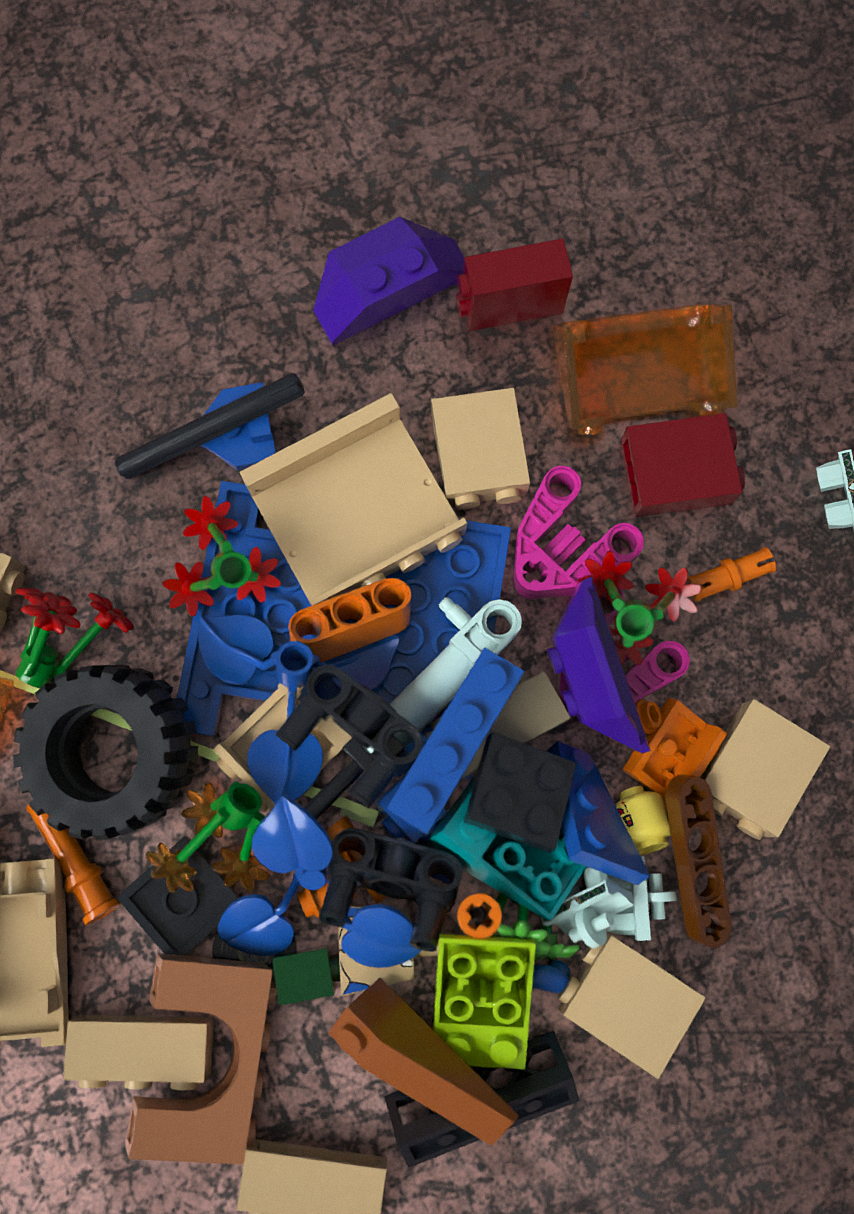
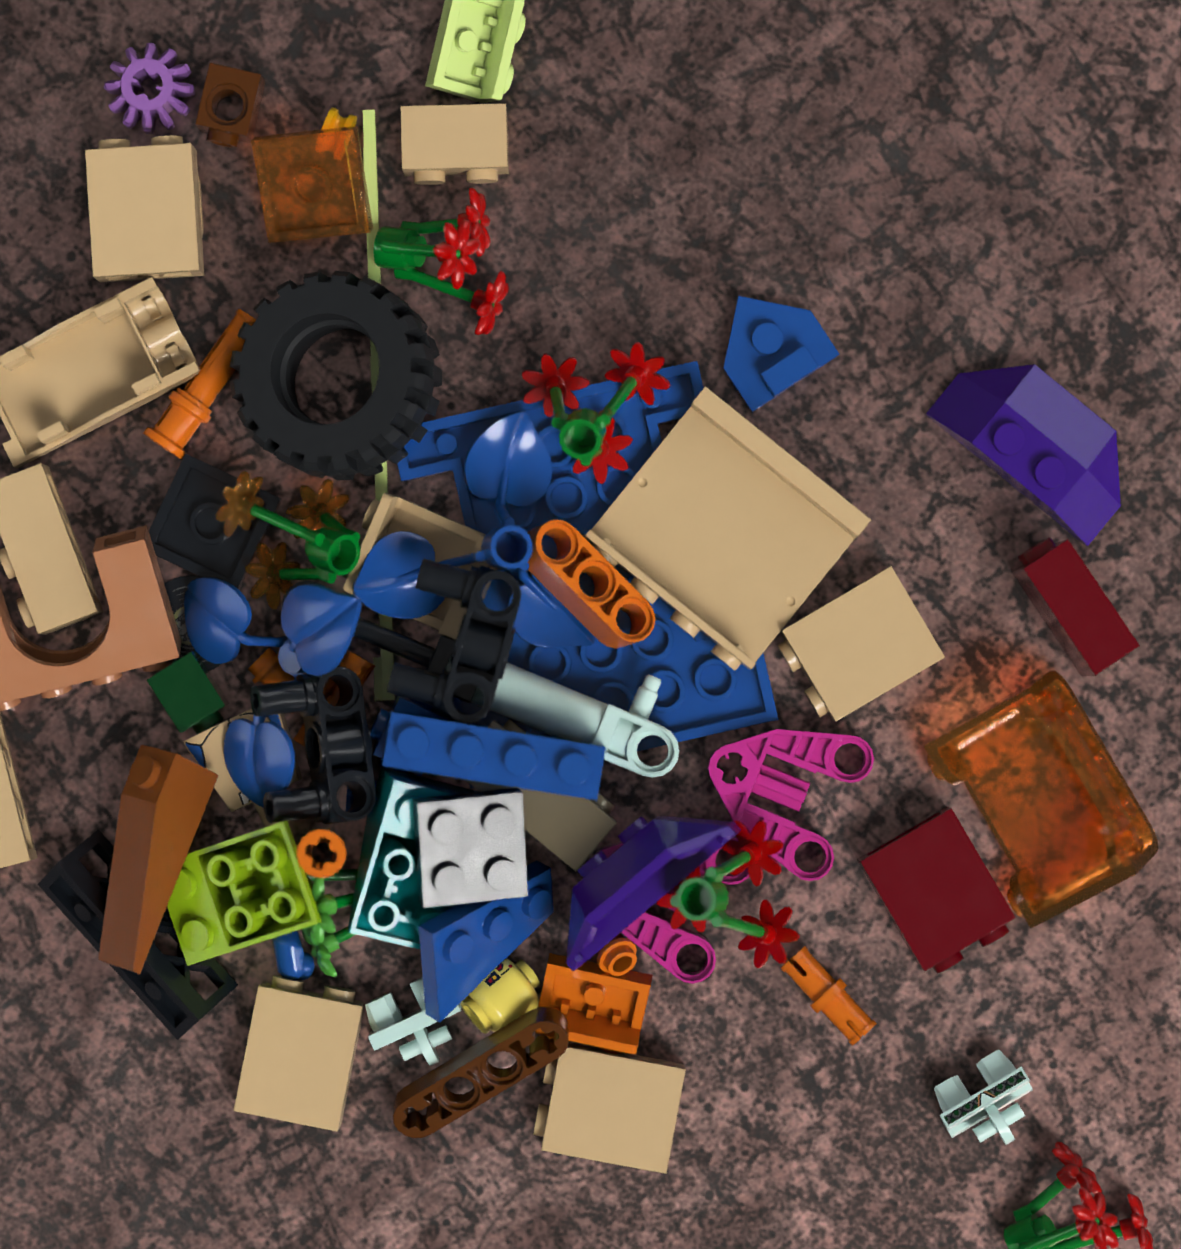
camera: 75 degrees right, 10 degrees up
(210, 426) = (753, 320): black axle -> none
(590, 912) = (376, 972): light aqua hips -> none

